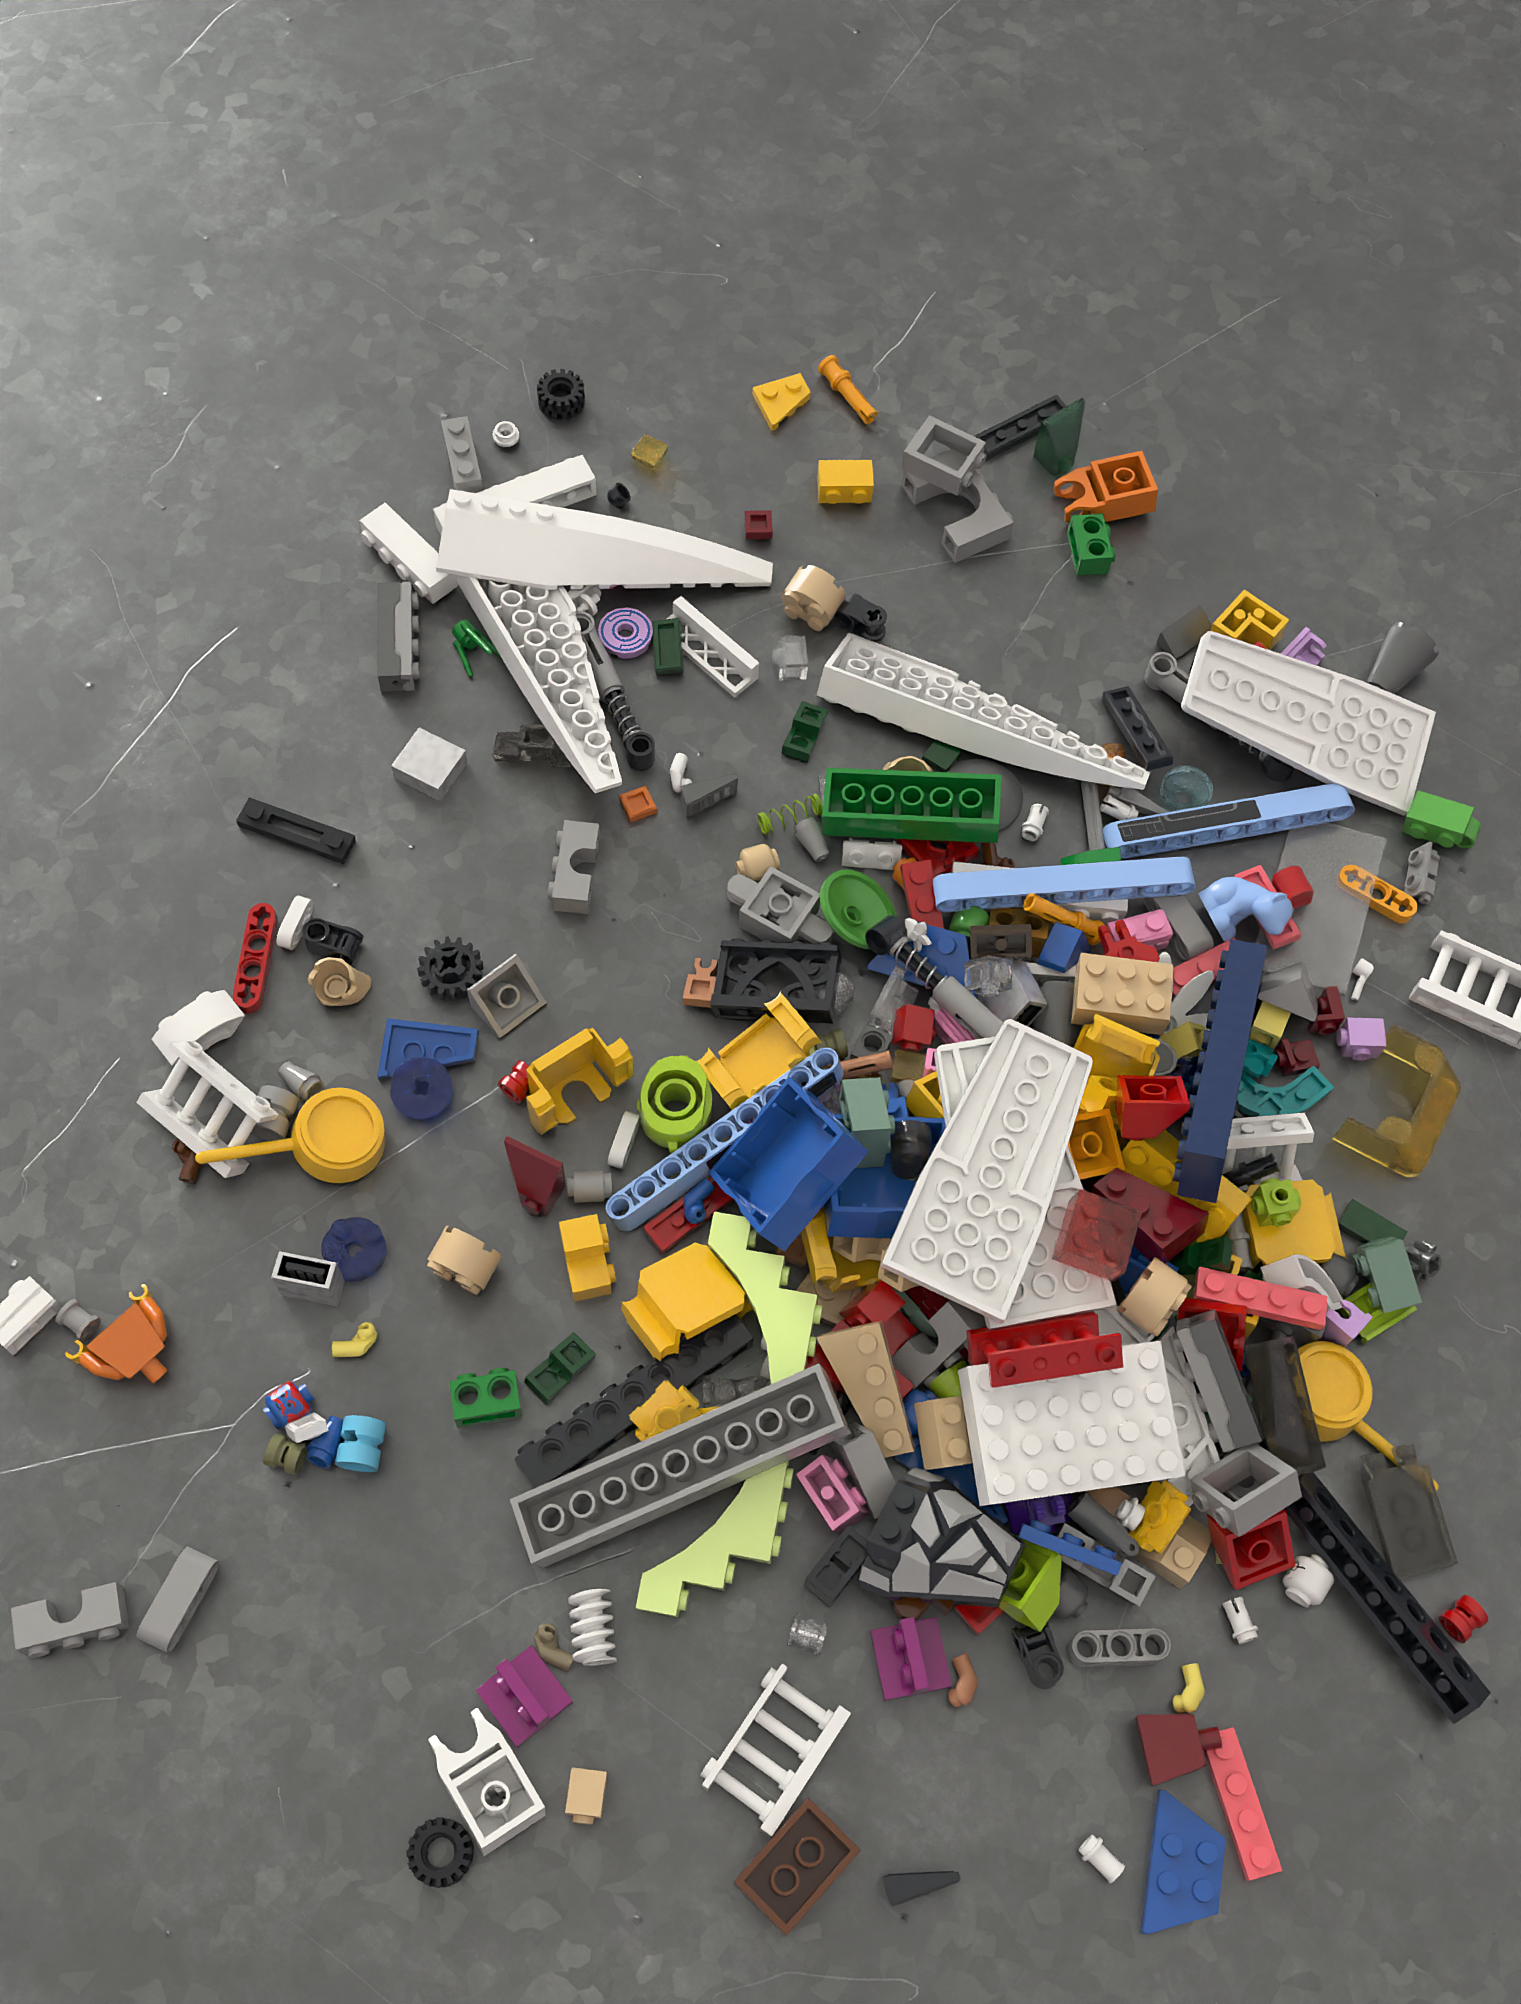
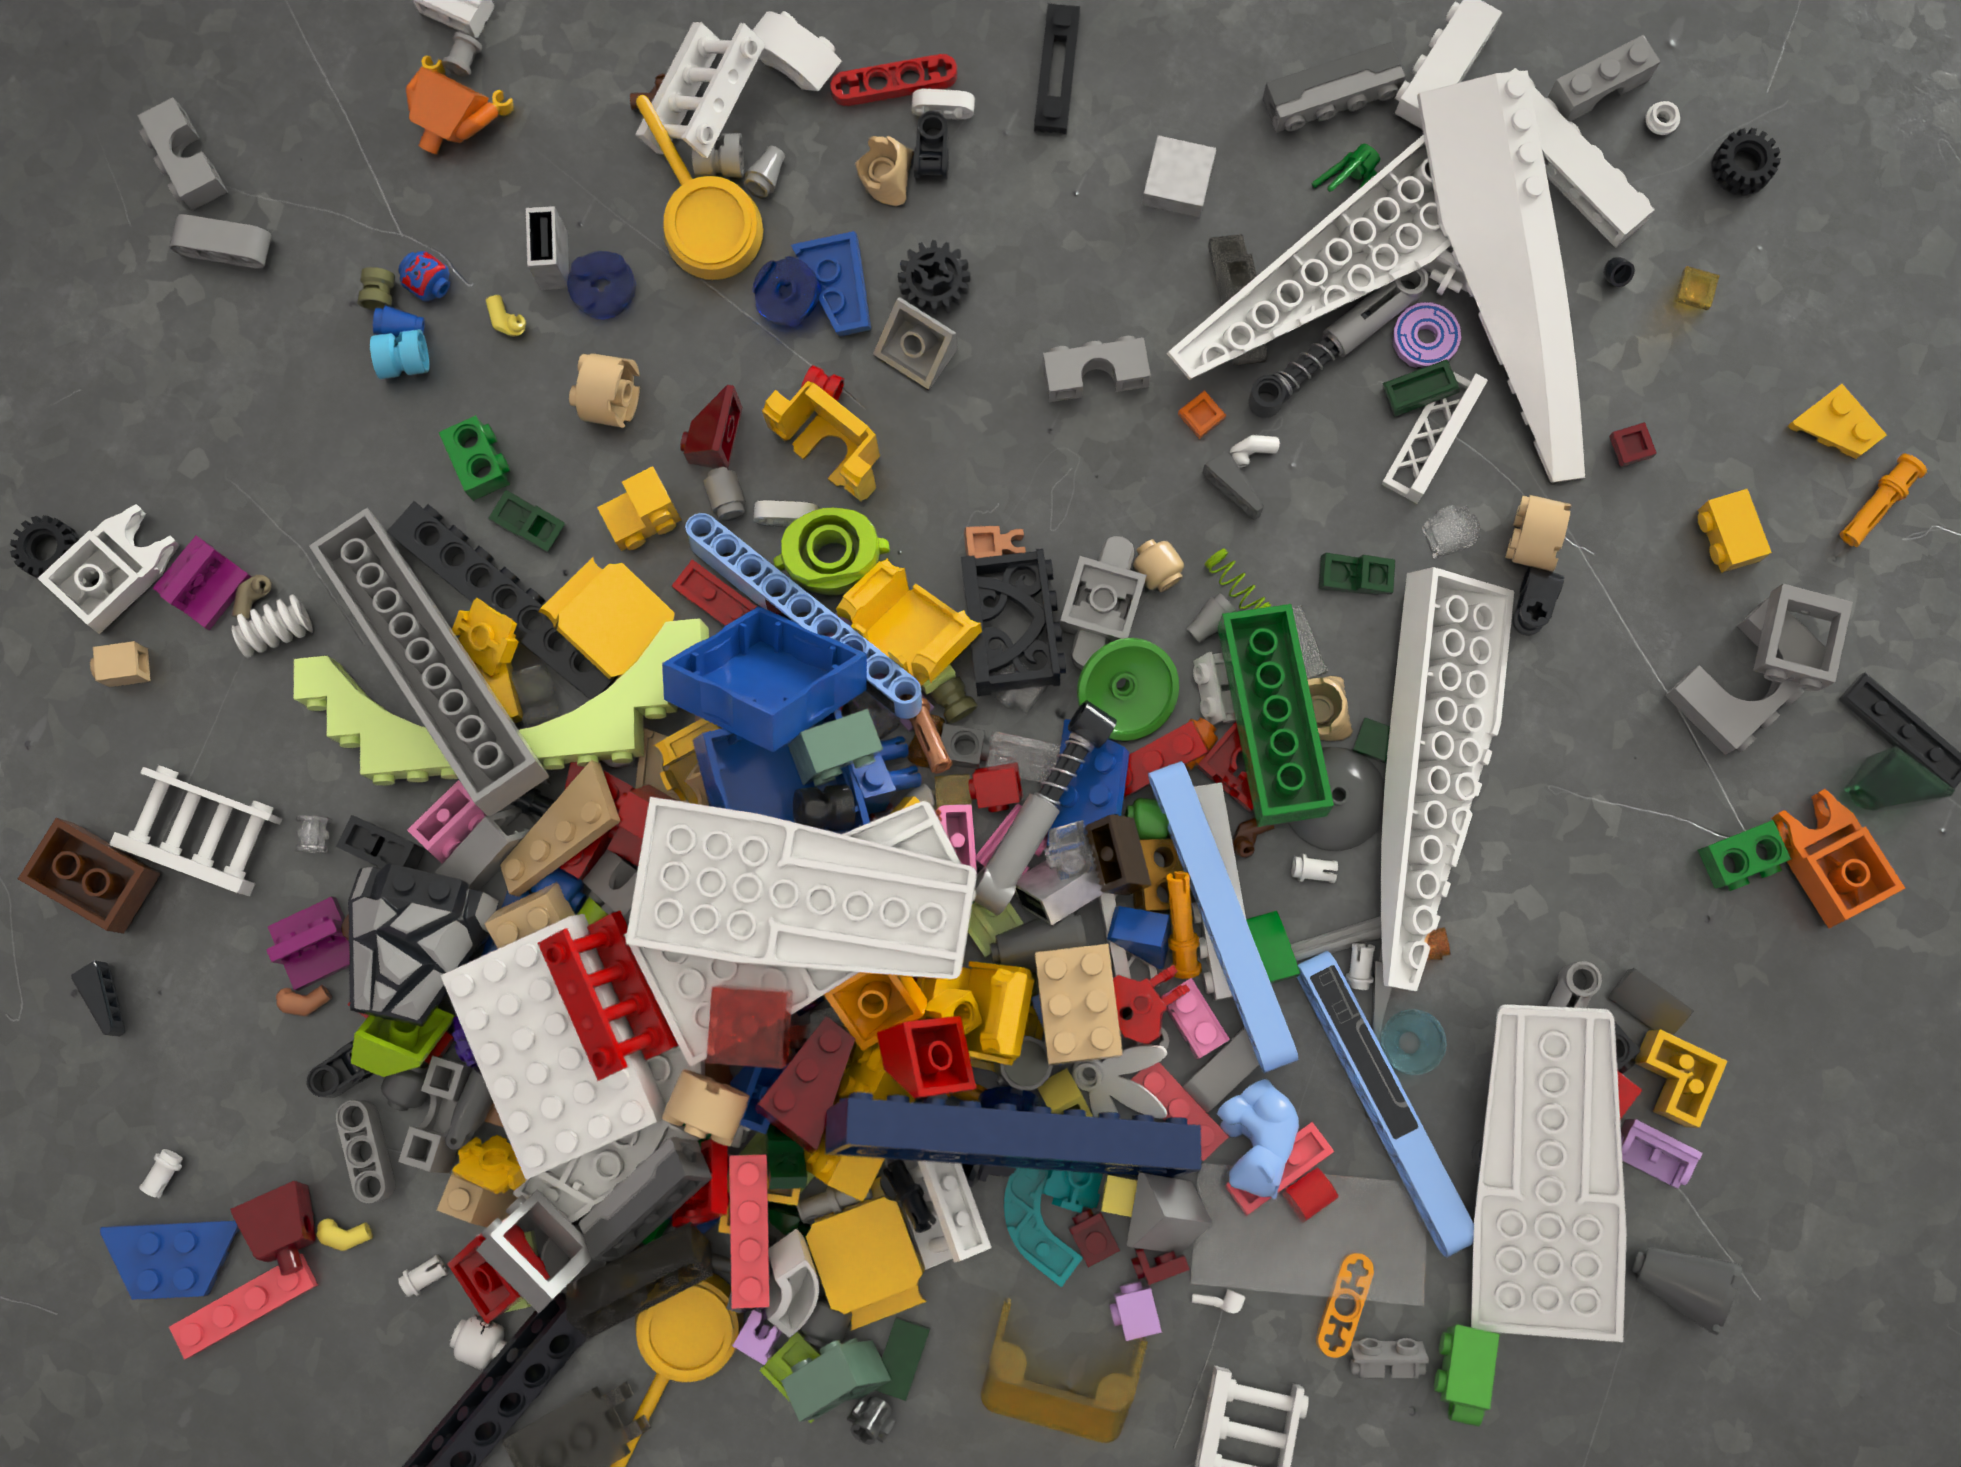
camera: 85 degrees right, 15 degrees up
(306, 1428) = (400, 297): white tile -> none
(694, 1202) = (727, 603): blue arm -> none
(916, 933) = (1100, 756): white plant -> none
(1070, 1546) = (431, 1074): blue plate -> none
(1130, 1513) = (492, 1134): white plate -> none
(1137, 728) = (1481, 965): black tile -> none
(1275, 1202) = (885, 1227): lime brick -> none

